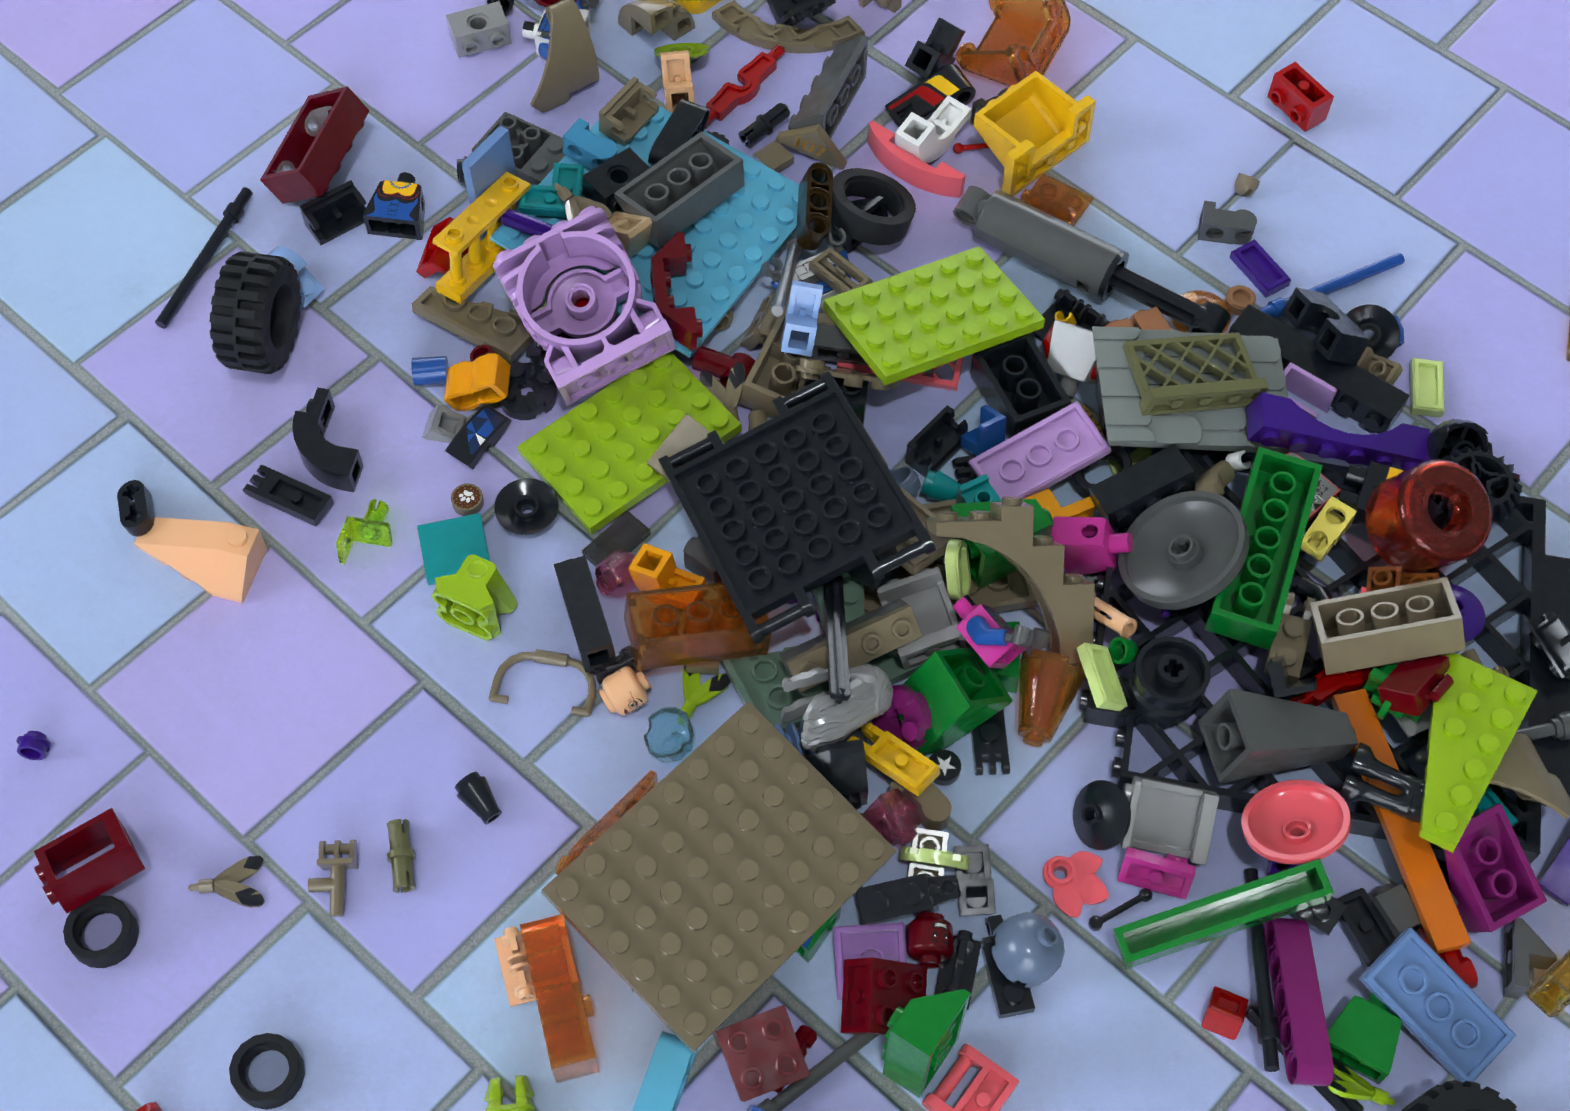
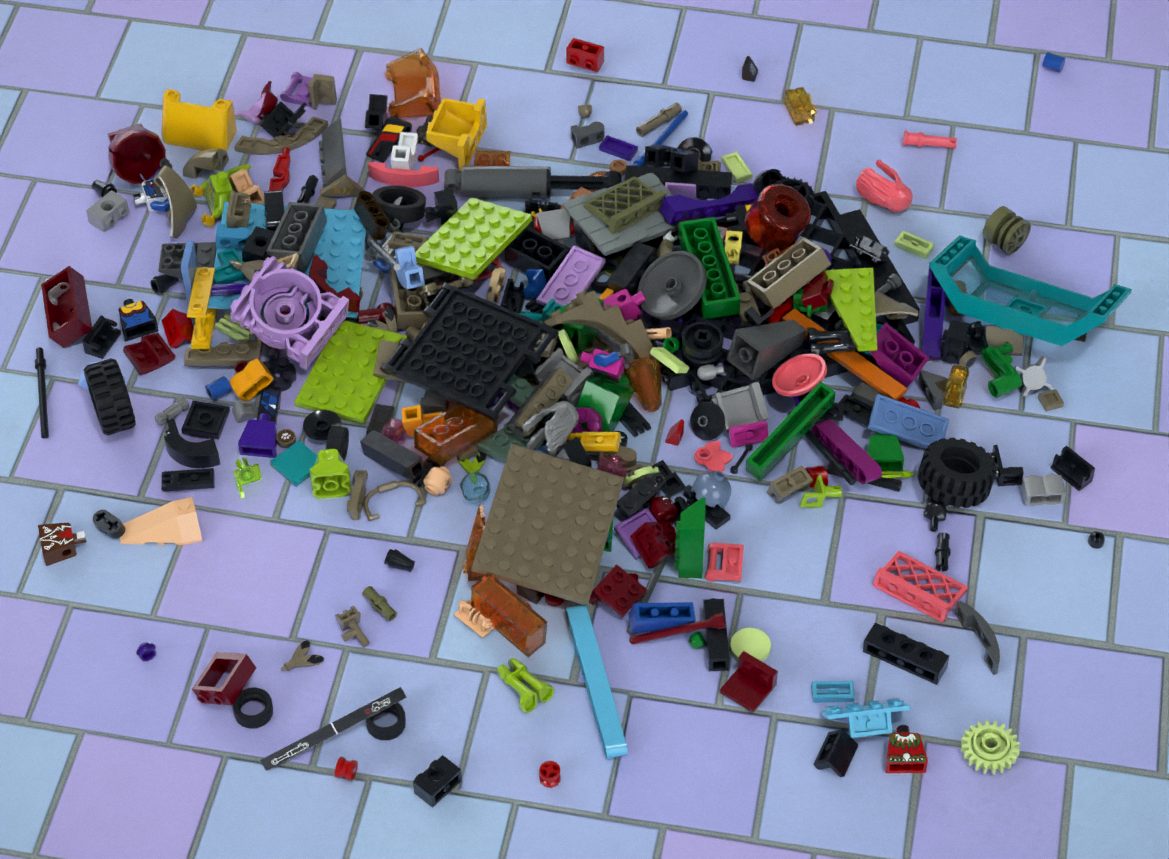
camera: 30 degrees left, 10 degrees down
(49, 501) = (59, 542): none -> reddish brown torso
(182, 1042) = (333, 728): none -> black sticker
(346, 374) = (172, 411): none -> light grey axle
(379, 411) = (205, 419): none -> black plate
(382, 269) = (149, 353): none -> dark red slope
(427, 480) = (259, 438): none -> dark purple torso
(498, 648) = (358, 494): none -> dark tan hinge
(520, 551) = (338, 439): none -> black tyre
(638, 63) = (217, 192): none -> lime torso
(761, 324) = (381, 282): dark tan plate -> none
(836, 640) = (536, 397): black axle -> none
(924, 404) = (497, 281): none -> tan plate
(929, 244) = (444, 207): none -> black brick
(1040, 806) = (675, 433): none -> red slope
(1154, 730) = (709, 372): none -> light grey cylinder
(1166, 1009) = (789, 483): none -> dark tan hinge
(1212, 1053) = (821, 492): none -> lime bracket
(1363, 248) = (664, 116): none -> dark tan pin
(1545, 234) = (749, 70): none -> slope

